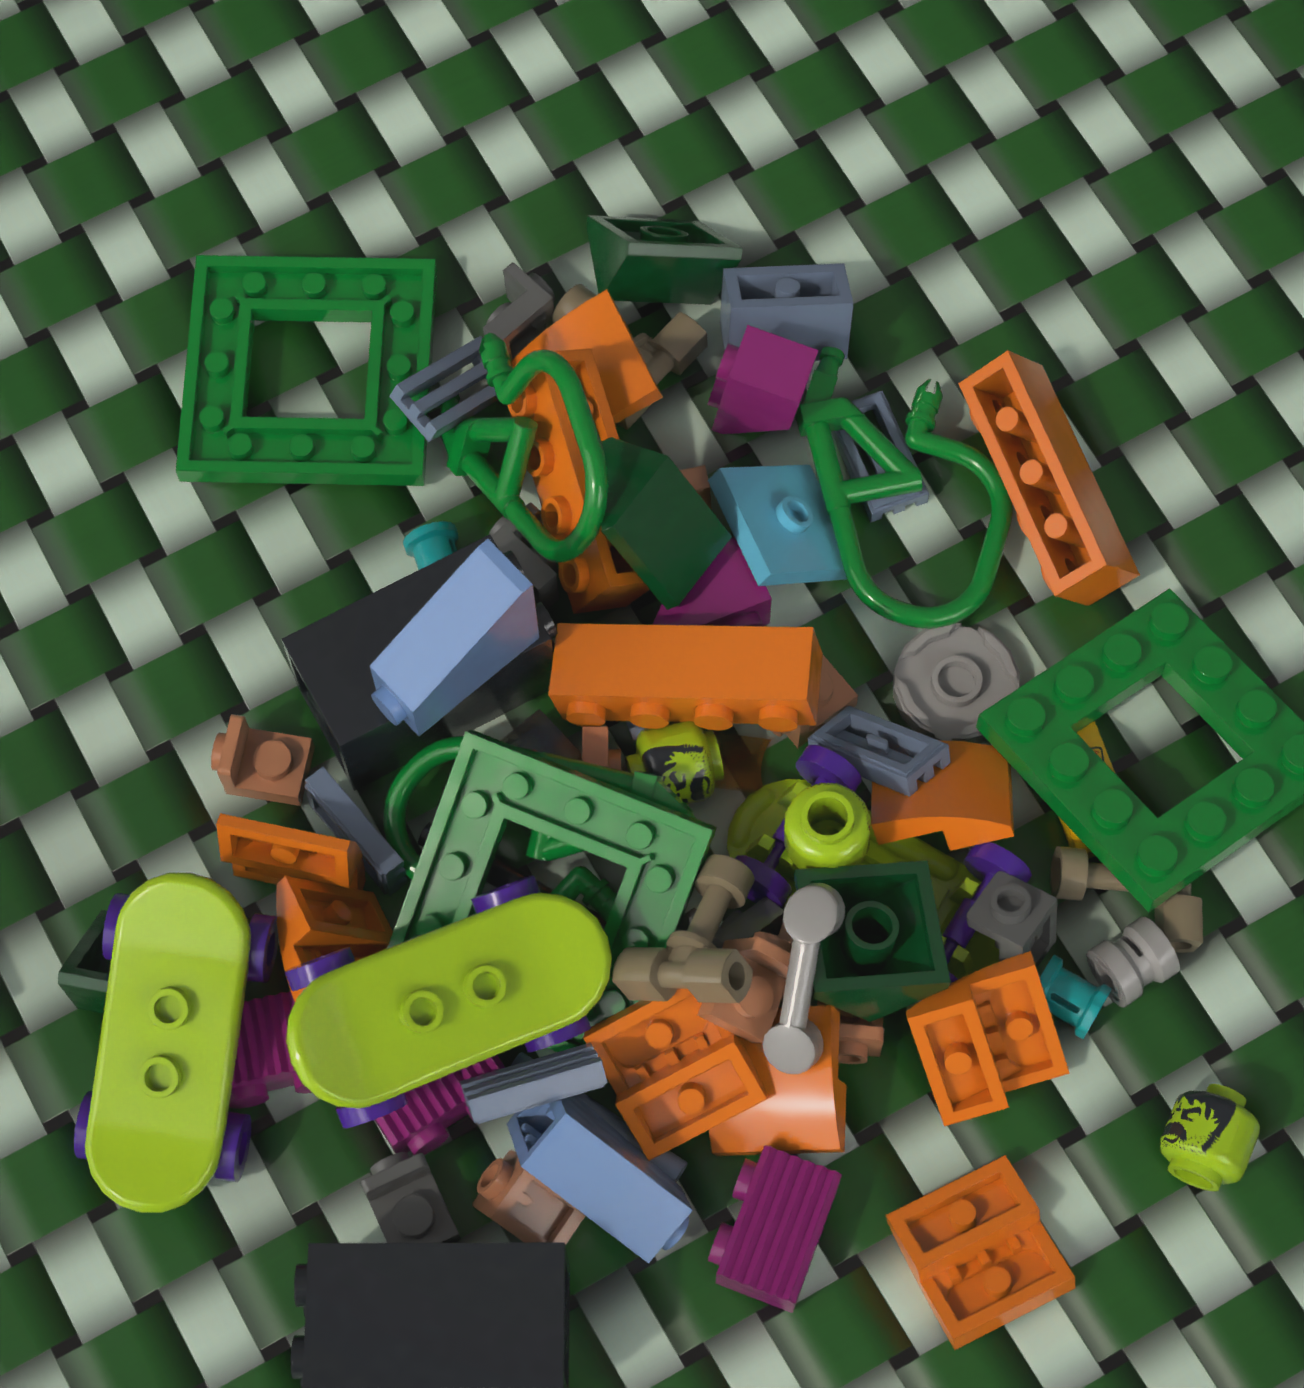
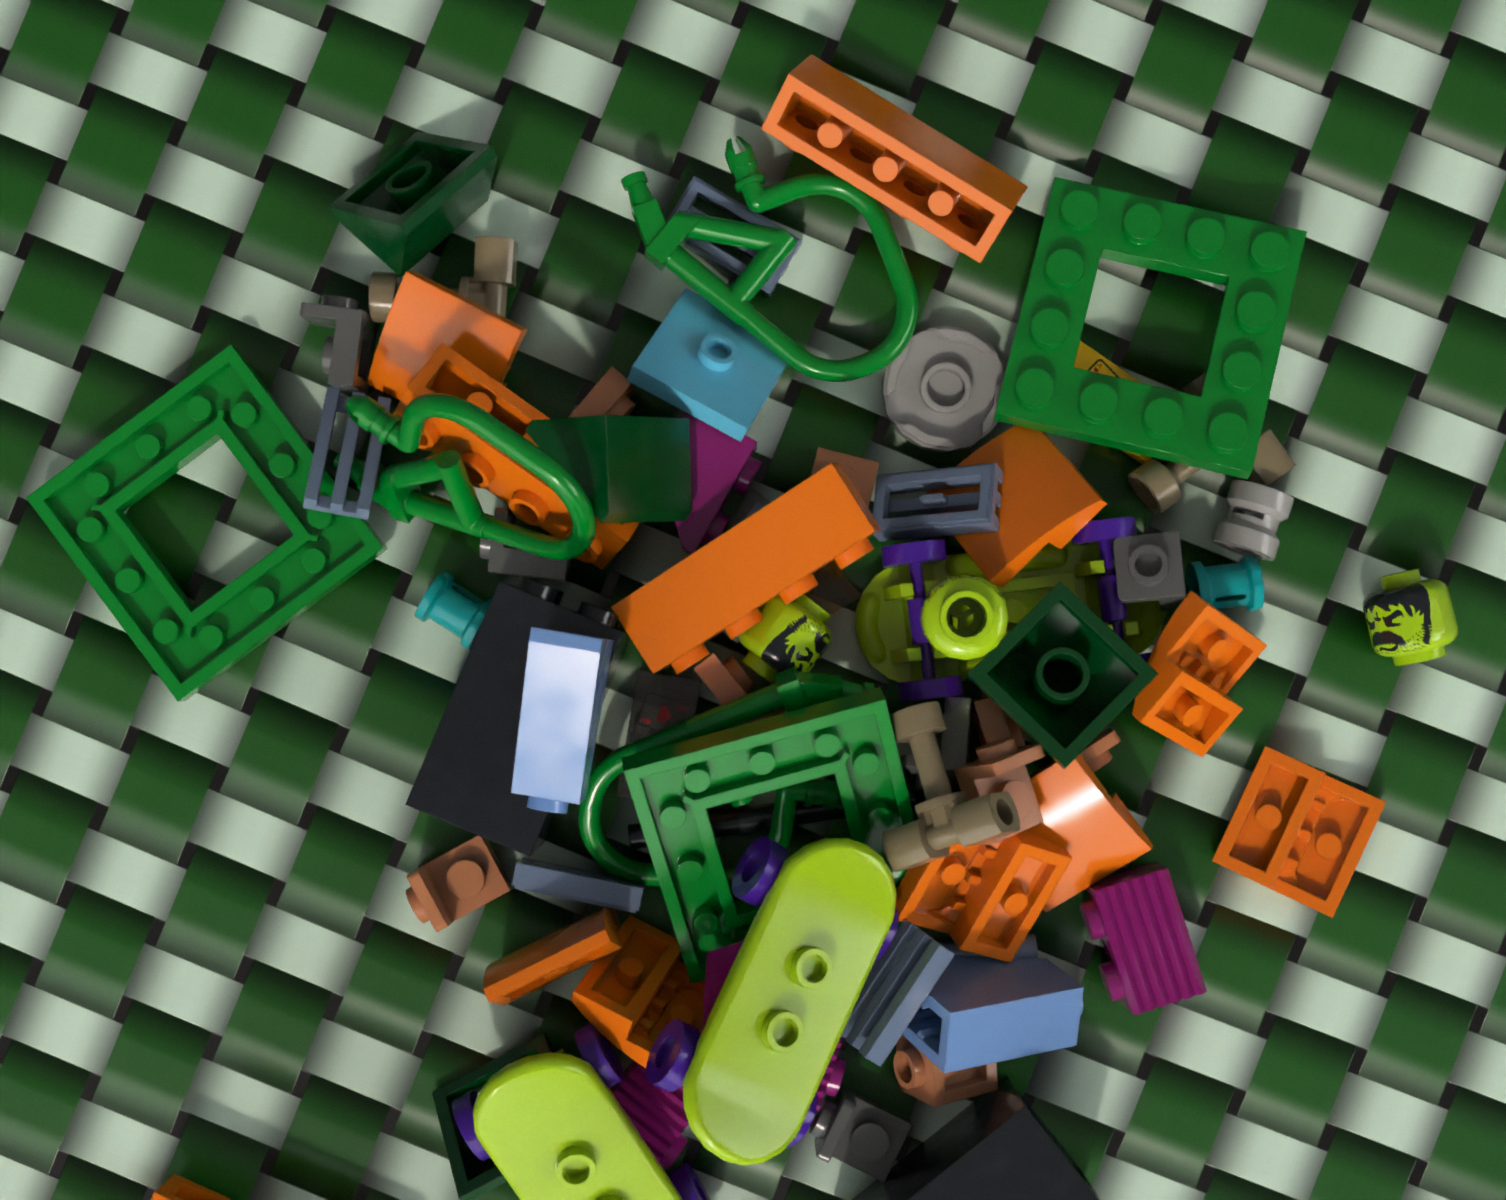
camera: 40 degrees left, 20 degrees up
(760, 383) = (602, 256): magenta slope -> none
(792, 301) = (566, 170): sand blue brick -> none
(808, 918) = (1025, 721): light grey bar -> none

